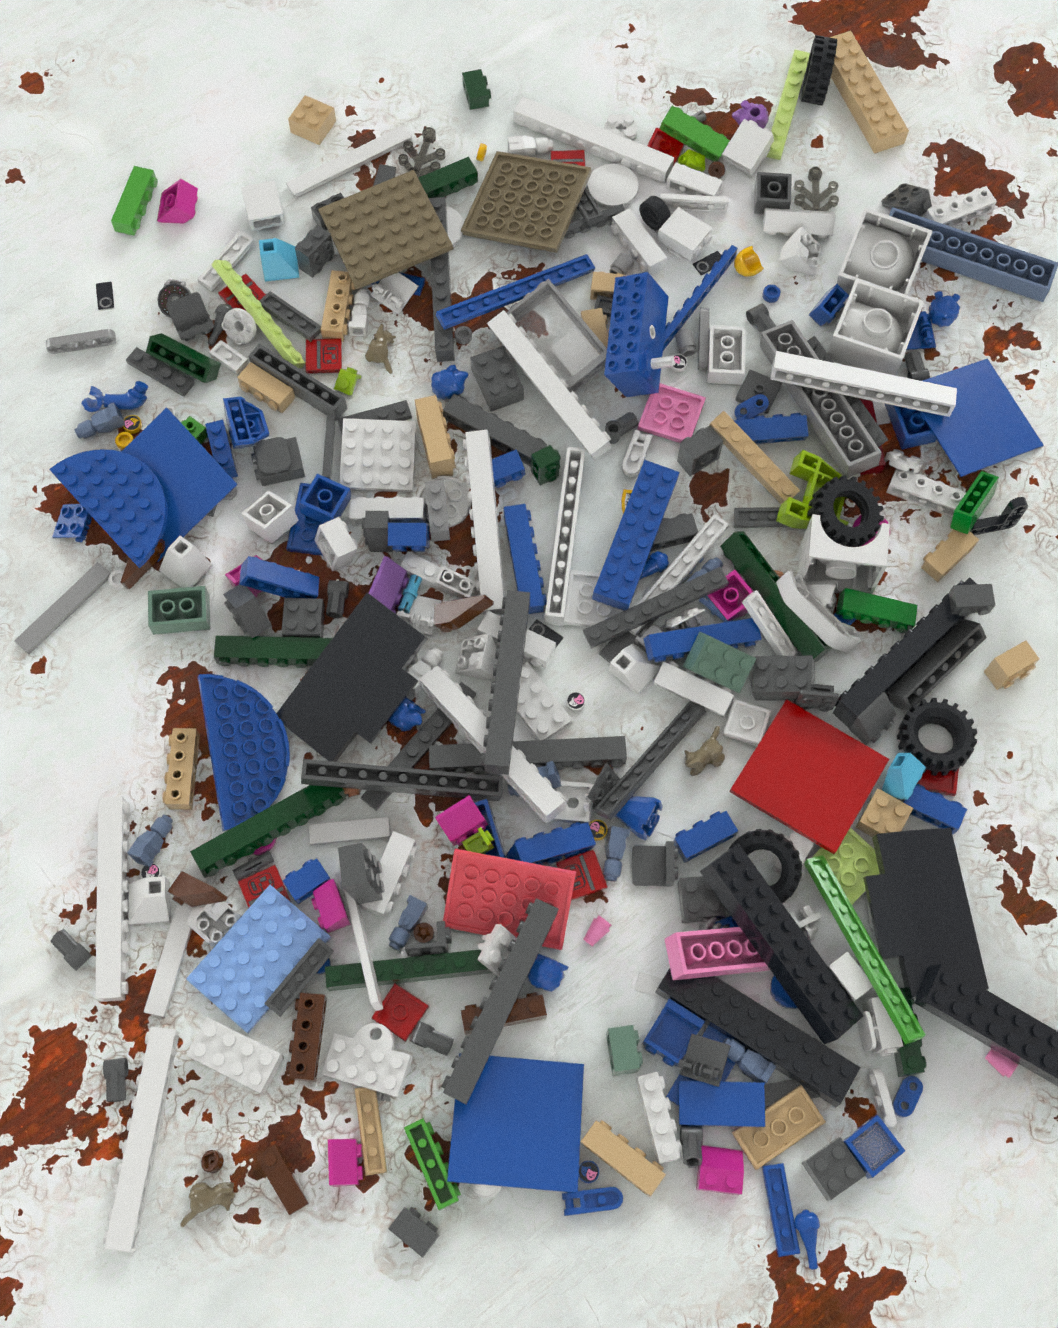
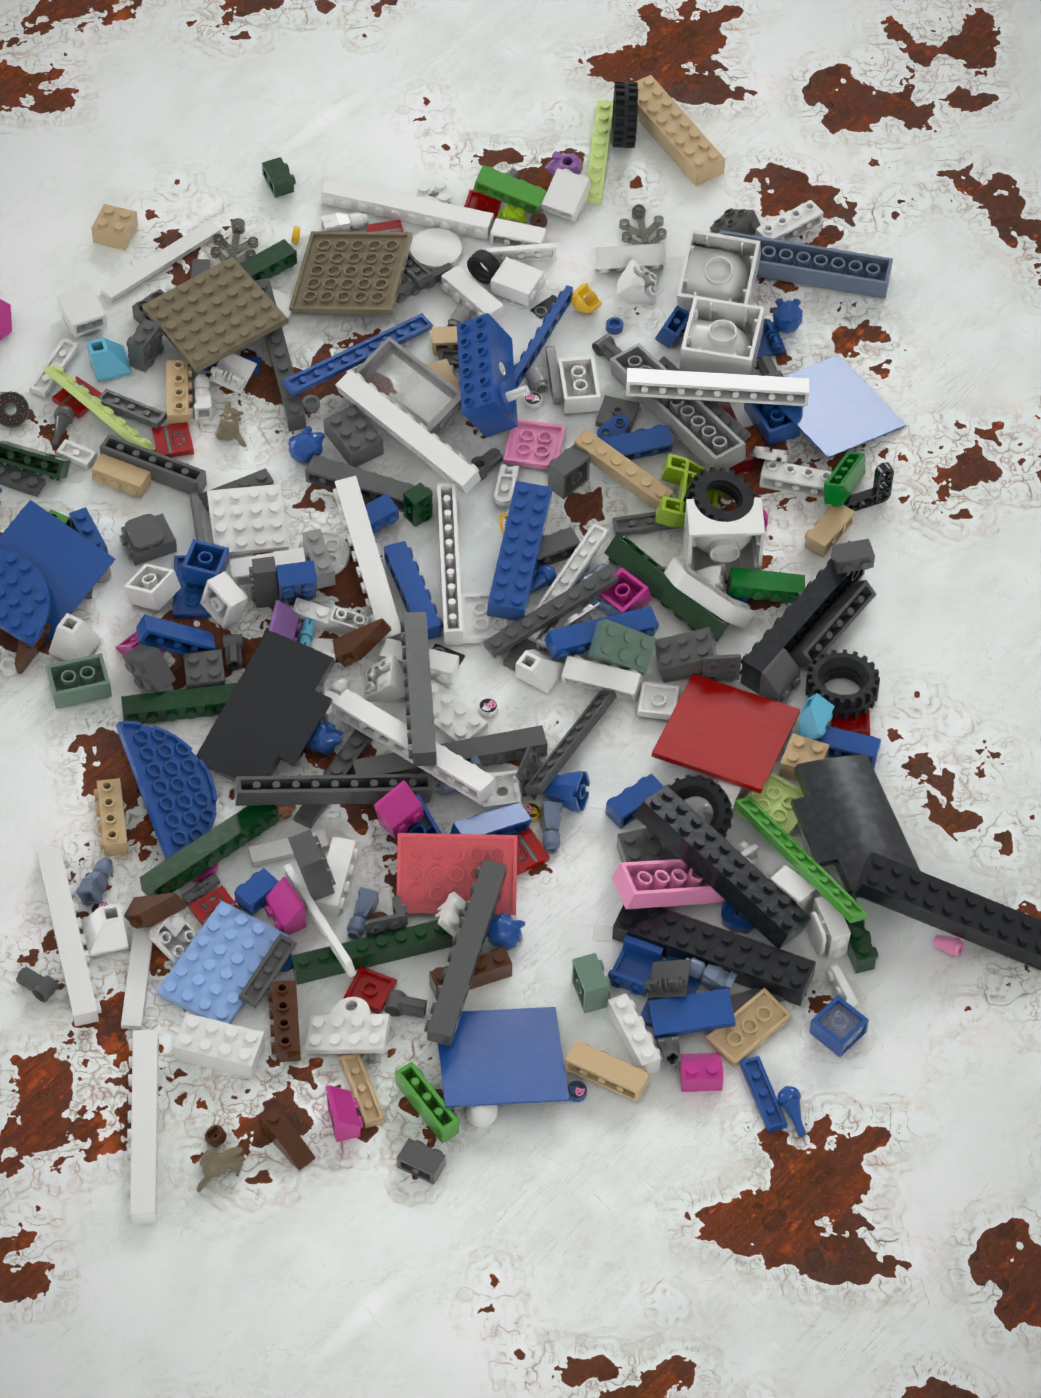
camera: 10 degrees left, 15 degrees down
(115, 1073) = (106, 1080): dark grey piece -> none
(190, 316) = (29, 421): dark grey bracket -> none
(239, 326) = (82, 423): white plate -> none
(244, 422) = (107, 508): blue wedge -> none
(347, 380) = (202, 458): lime bracket -> none
(435, 436) = (302, 494): tan brick -> none
(479, 842) = (422, 824): lime bracket -> none
(593, 1200) = (584, 1112): blue plate -> none
(597, 930) = (547, 892): bright pink cone -> none
(654, 865) = (592, 832): dark grey bracket -> none
(709, 753) = (625, 731): dark tan animal -> none
(769, 625) = (661, 608): white plate -> none
(772, 191) = (598, 231): dark grey brick -> none
(833, 1169) = (806, 1050): dark grey brick -> none
(906, 1095) = (866, 985): blue plate -> none
(1012, 665) = (903, 614): tan brick -> none

